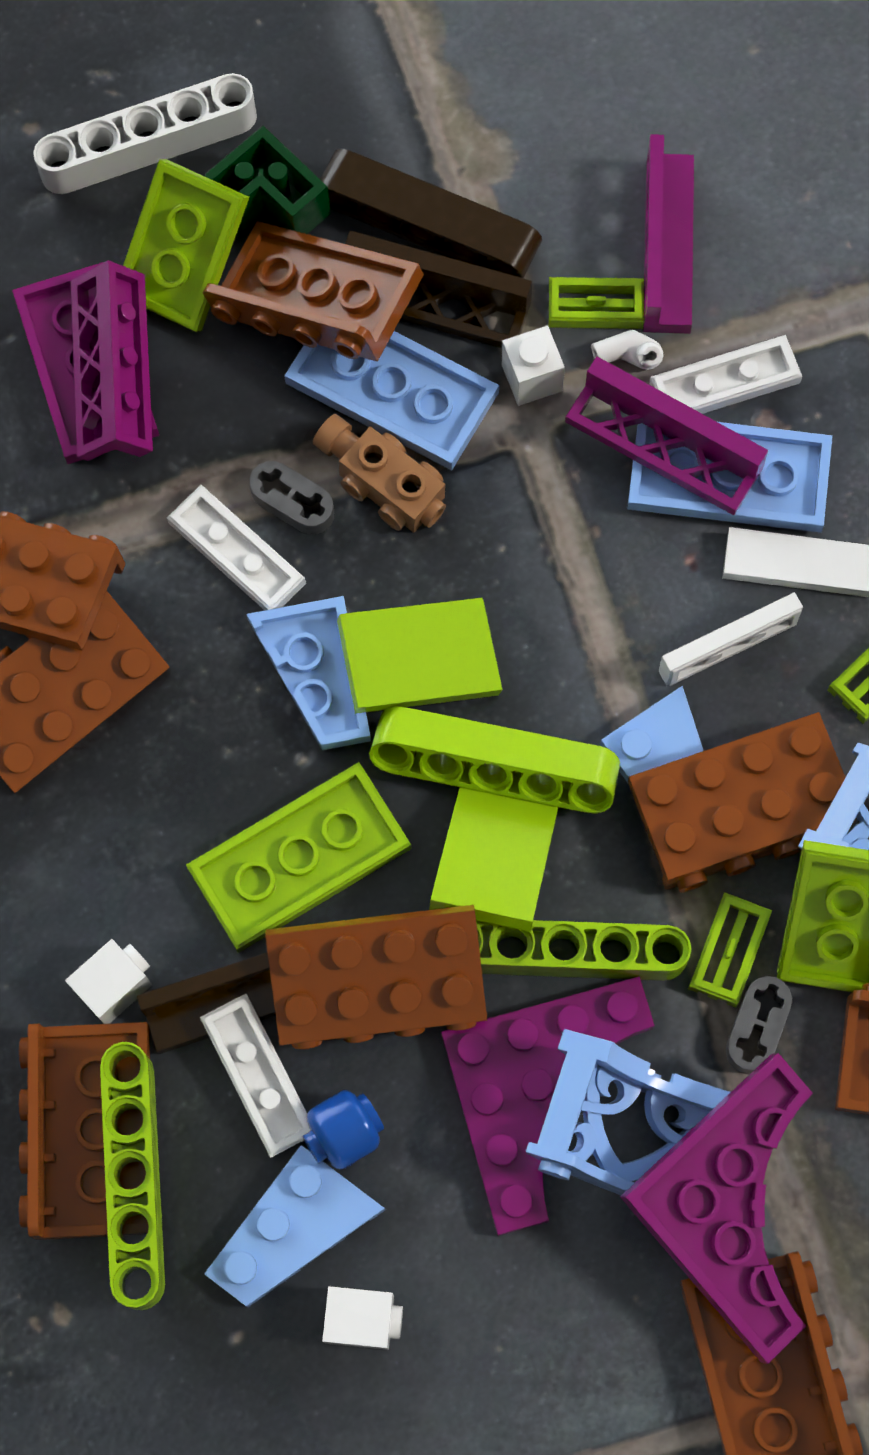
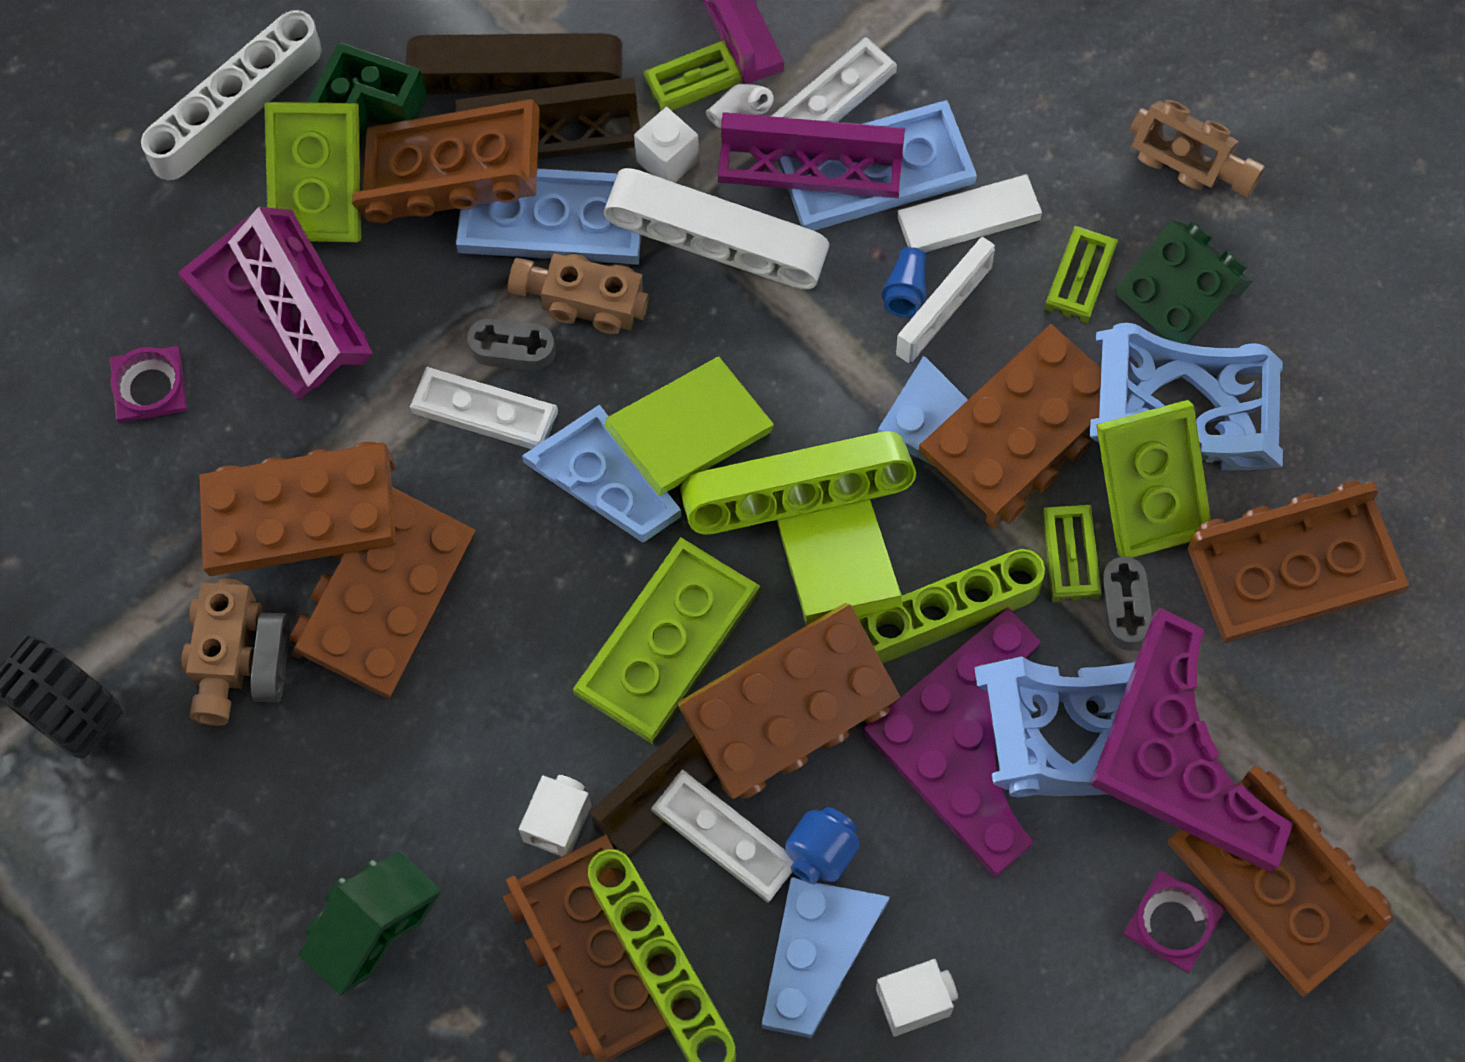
camera: 25 degrees left, 5 degrees down
(540, 470) = (716, 228): none -> white beam
(654, 1326) = (1168, 889): none -> magenta piece
(699, 607) = (906, 285): none -> blue cone

